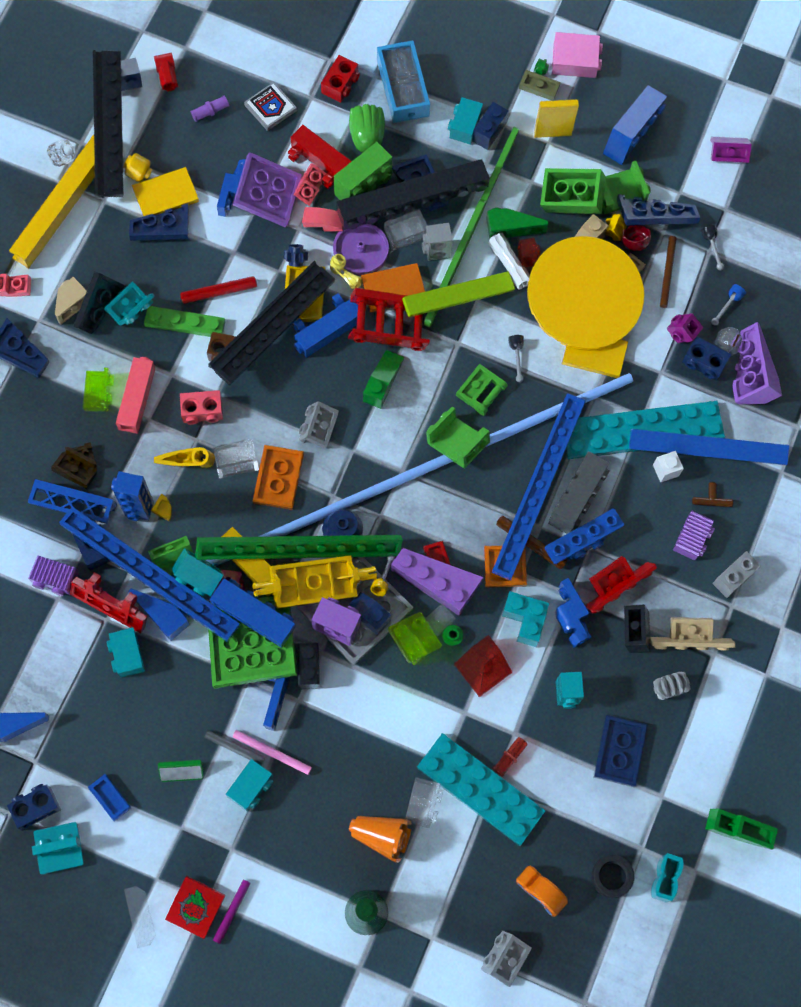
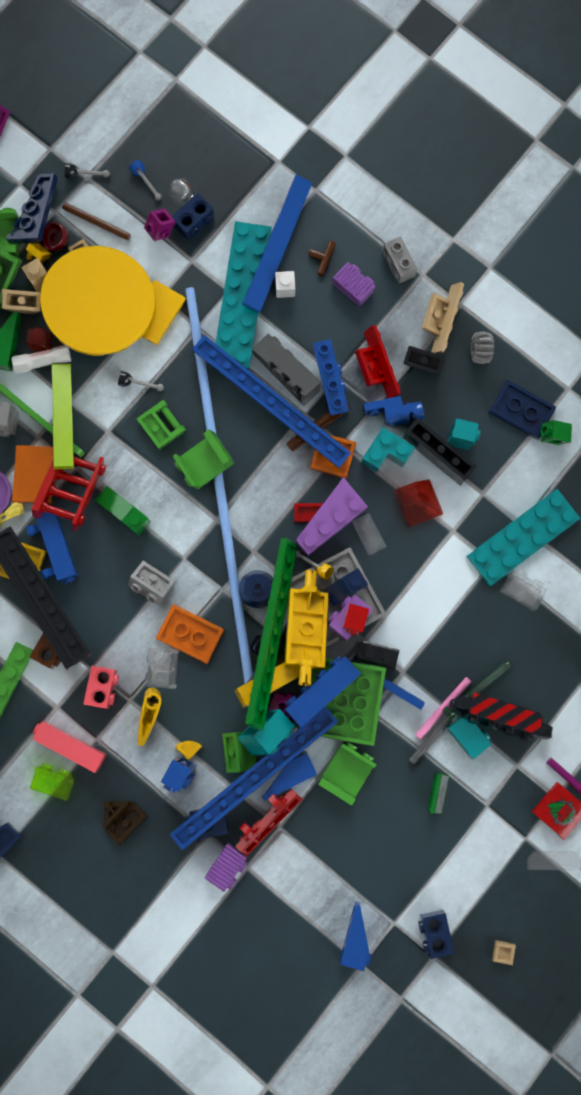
camera: 75 degrees left, 10 degrees up
(30, 886) = (503, 952): none -> tan tile
(58, 848) = (477, 920): teal bracket -> none
(75, 496) = (152, 830): blue fence -> none
(109, 797) = (444, 863): blue tile -> none
(126, 652) = (318, 816): teal brick -> none
(177, 670) = (347, 773): none -> bright green panel
(269, 757) = (481, 686): none -> clear green bar
(278, 812) = (502, 716): none -> black hinge
(333, 619) = (355, 619): none -> red brick
(382, 834) = (543, 633): orange cone -> none
(414, 638) = (380, 554): clear neon green bracket -> none
(452, 641) = (383, 526): green plate -> none
(510, 756) = (502, 503): clear red axle -> none
(543, 670) = (439, 451): none -> black brick
(558, 221) = (21, 301): none -> tan slope
(605, 791) = (556, 432): none -> green brick
(756, 373) = (218, 178): medium lavender wedge -> none

